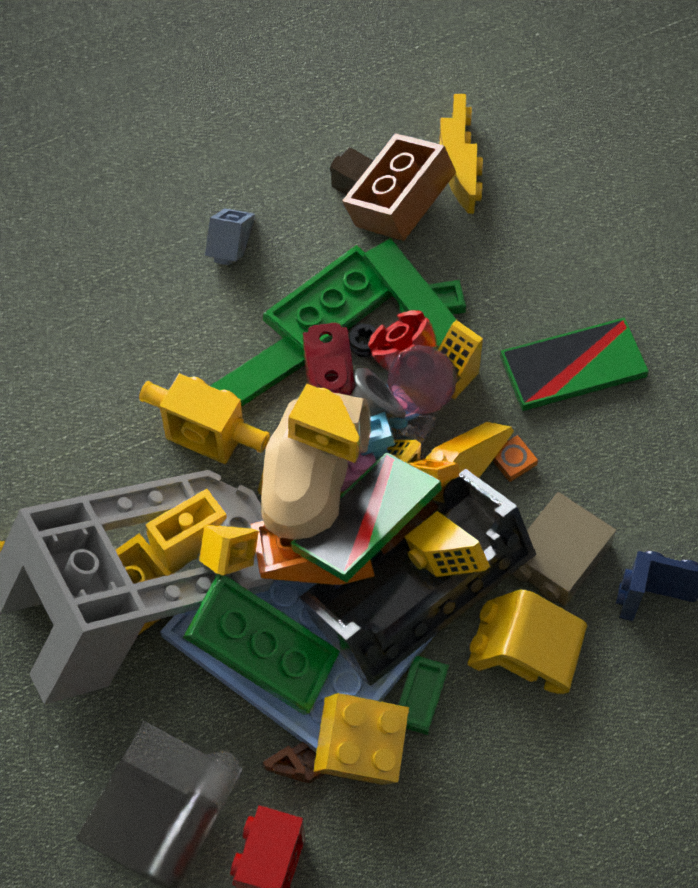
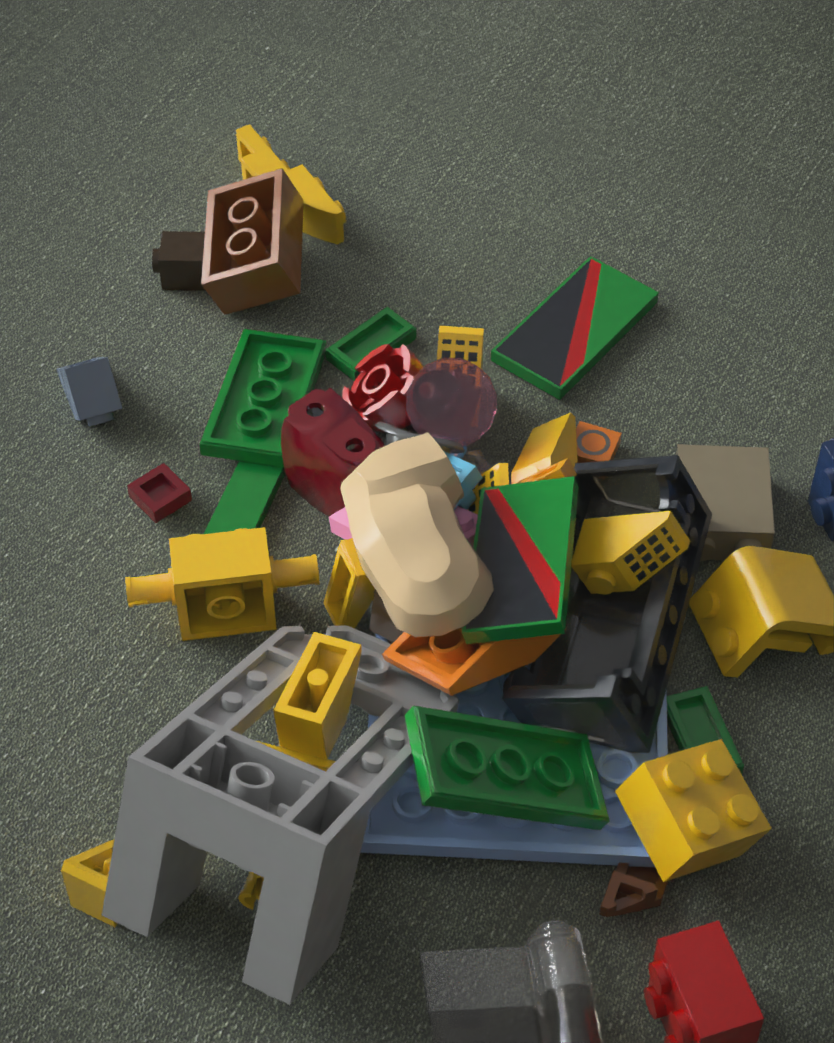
camera: 35 degrees left, 10 degrees down
(219, 332) = (159, 492): none -> dark red plate
(228, 548) = (388, 681): yellow slope -> none
(324, 423) = (422, 468): yellow slope -> none
(409, 286) = (338, 334): green tile -> none

